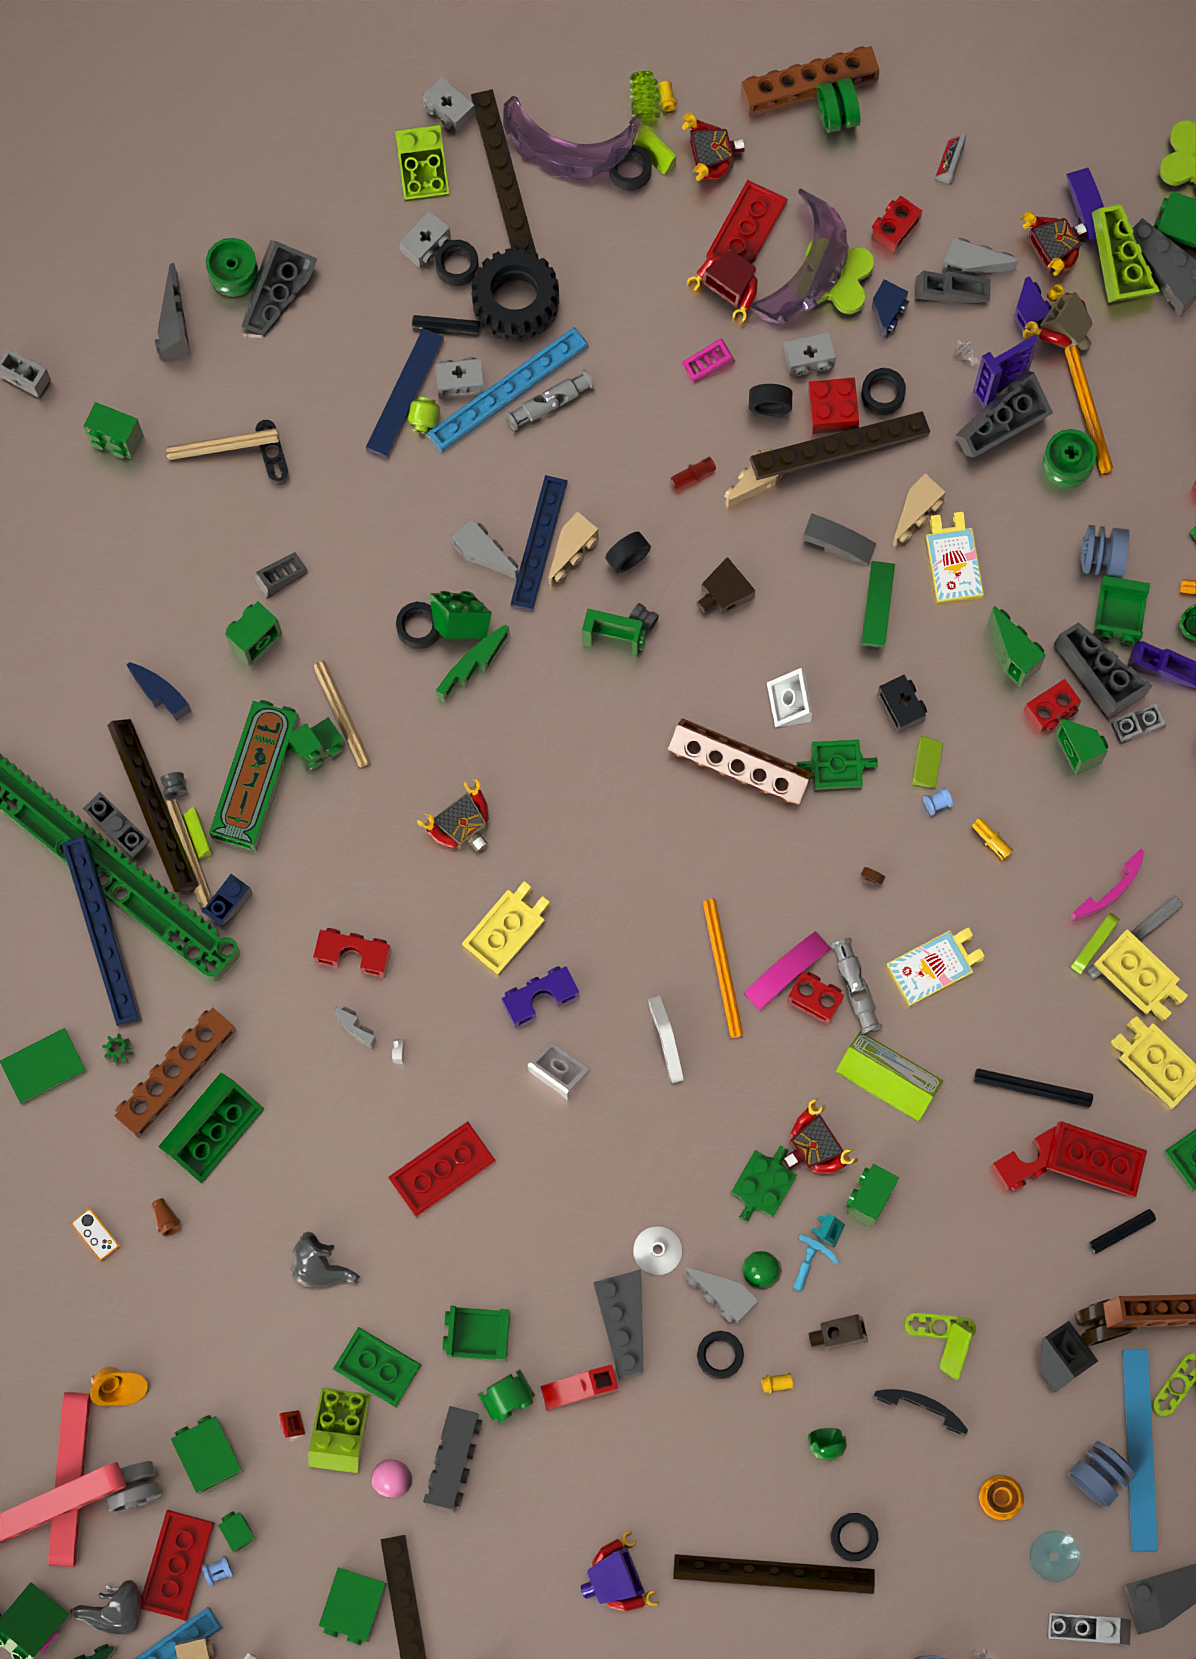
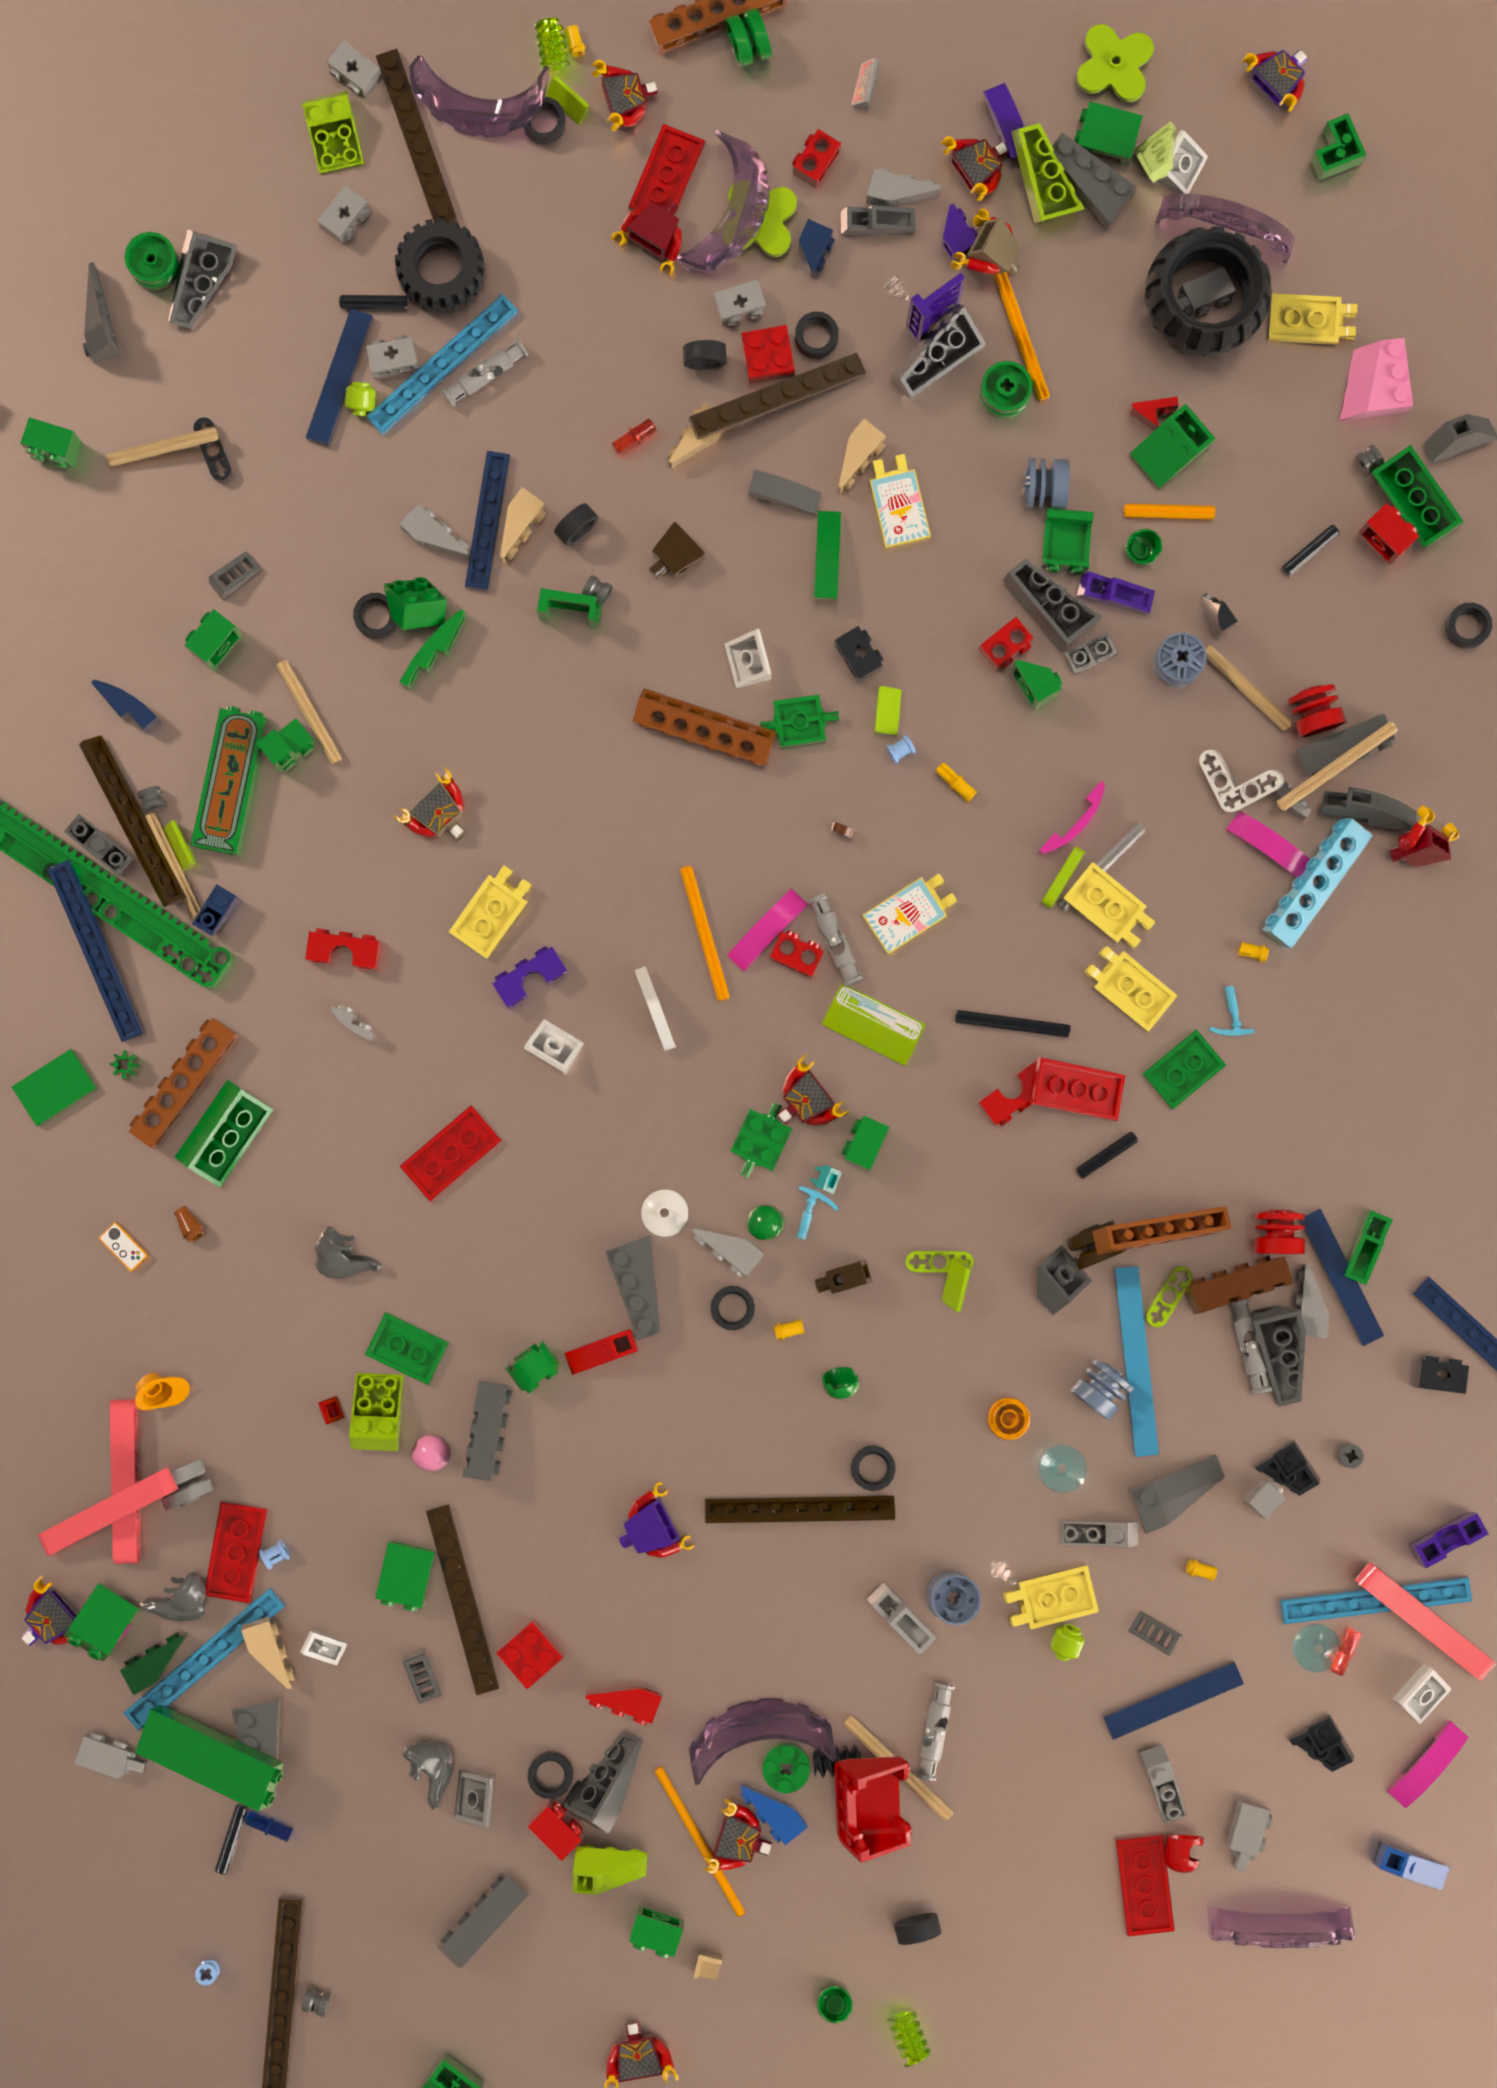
camera: 10 degrees left, 10 degrees up
(206, 1454) = (252, 1446): green panel -> none
(236, 1531) = (288, 1515): green brick -> none
(397, 1052) = (397, 1043): white tile -> none
(456, 246) = (368, 221): black tyre -> none
(477, 1333) = (499, 1308): green panel -> none
(712, 367) = (642, 305): dark pink slope -> none
(951, 1421) = (955, 1351): black slope -> none
(1016, 651) = (967, 594): green slope -> none

